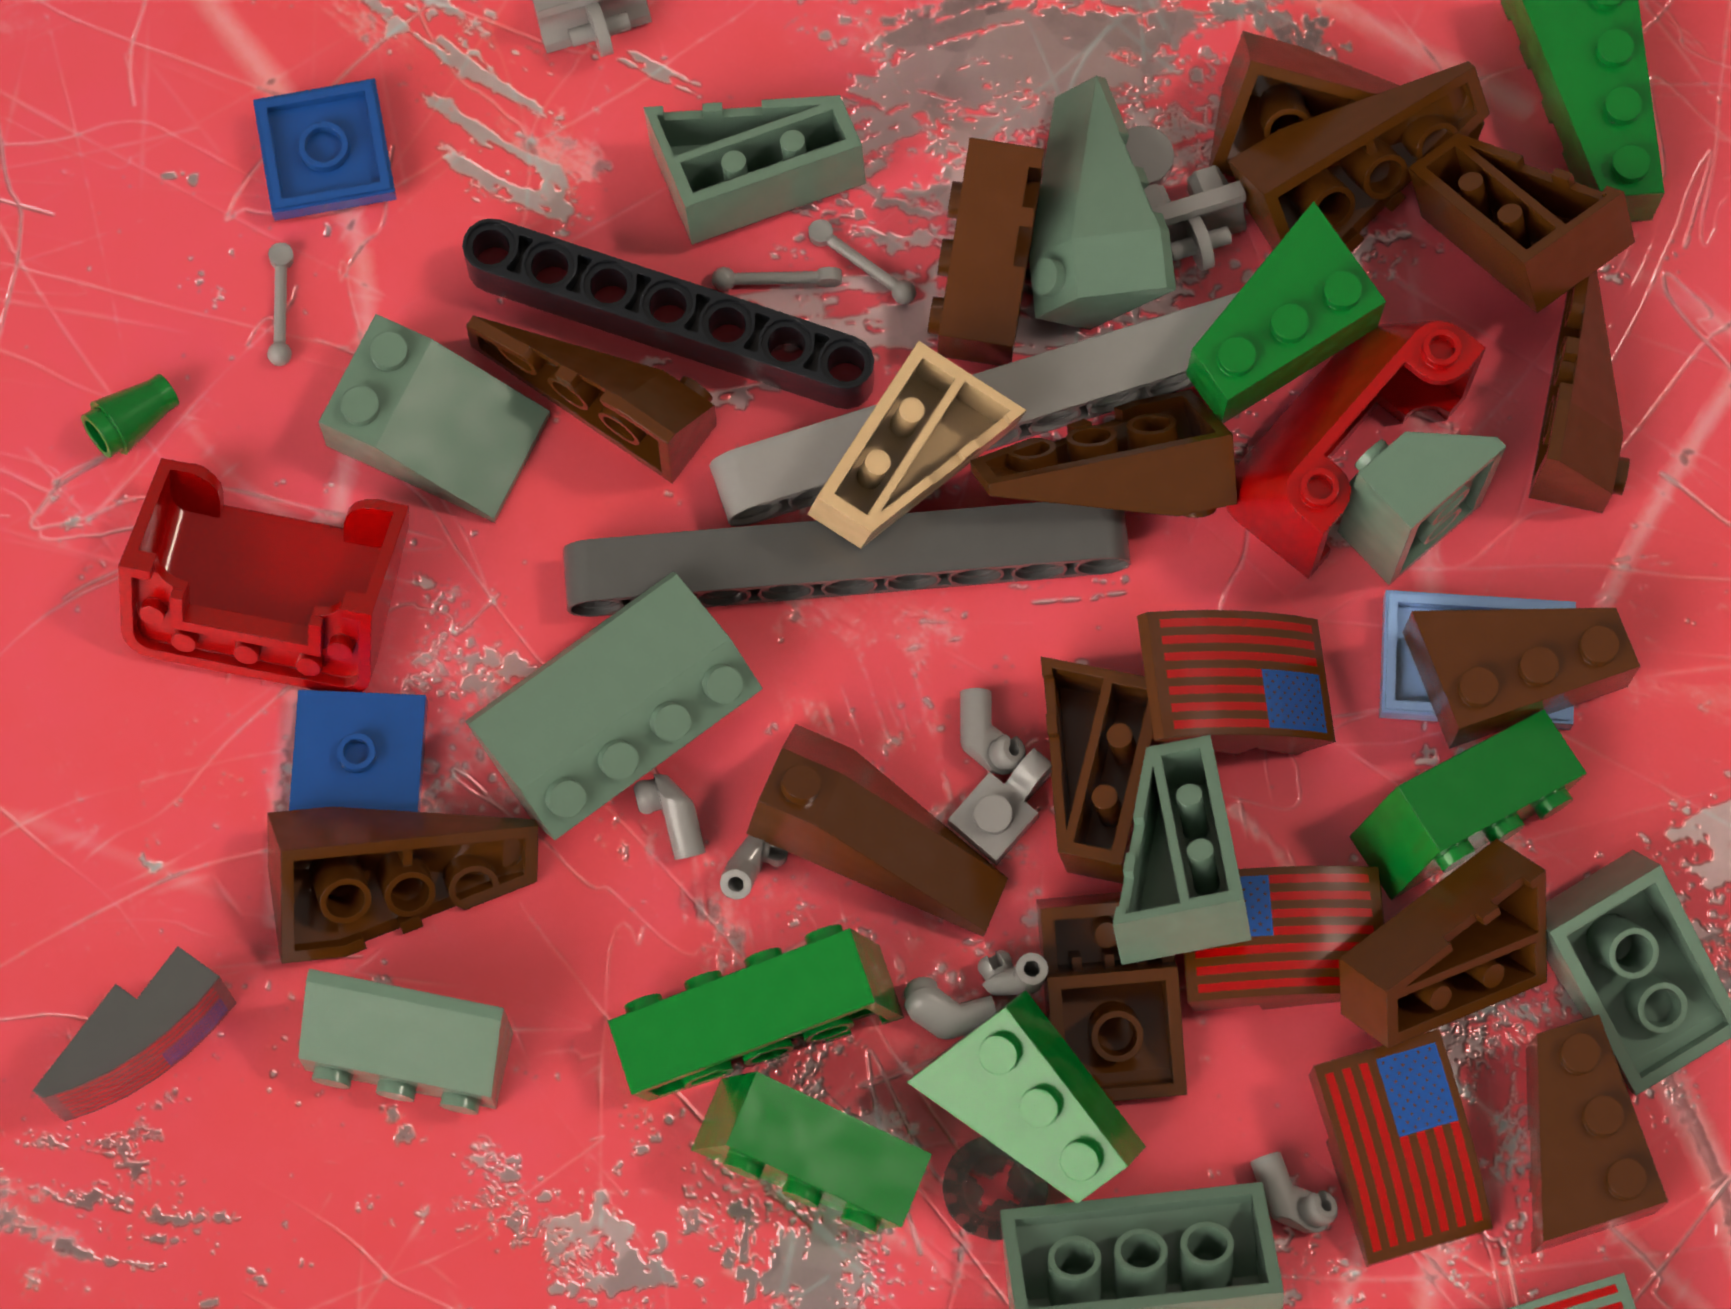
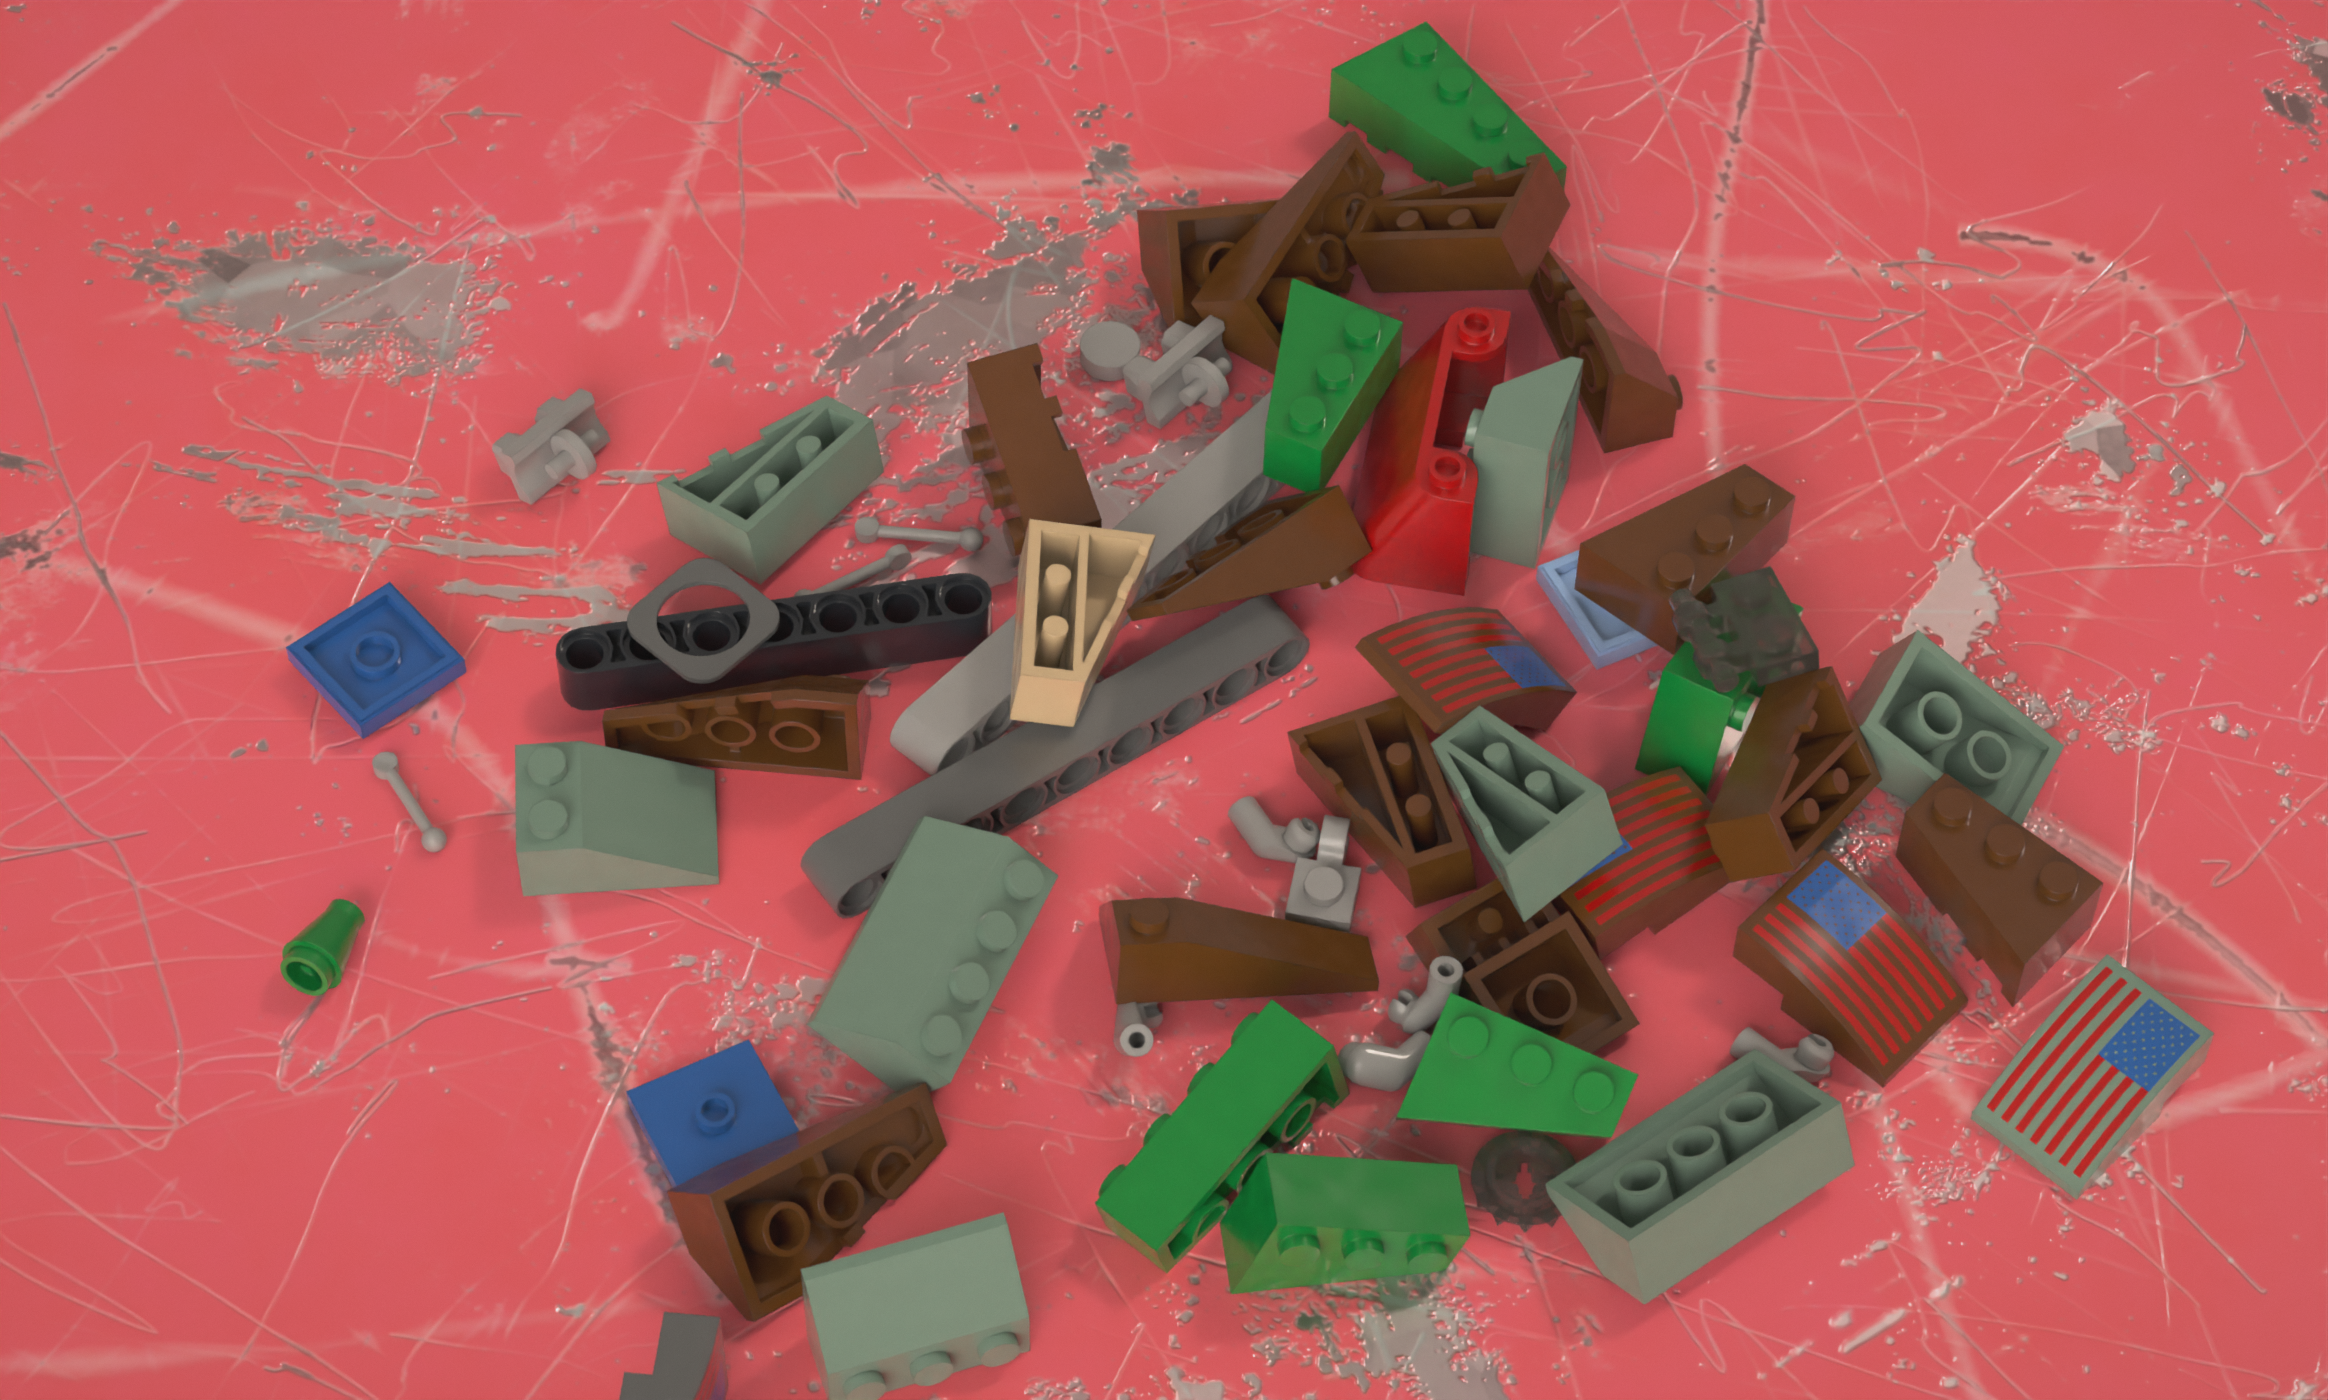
camera: 30 degrees left, 20 degrees down
(256, 586) = (545, 1029): red windscreen -> none
(586, 321) = (703, 669): none -> dark grey piece
(678, 812) = (1035, 1019): light grey arm -> none
(1094, 230) = (1118, 402): sand green wedge -> none
(1513, 792) = (1761, 622): none -> clear smoke plate

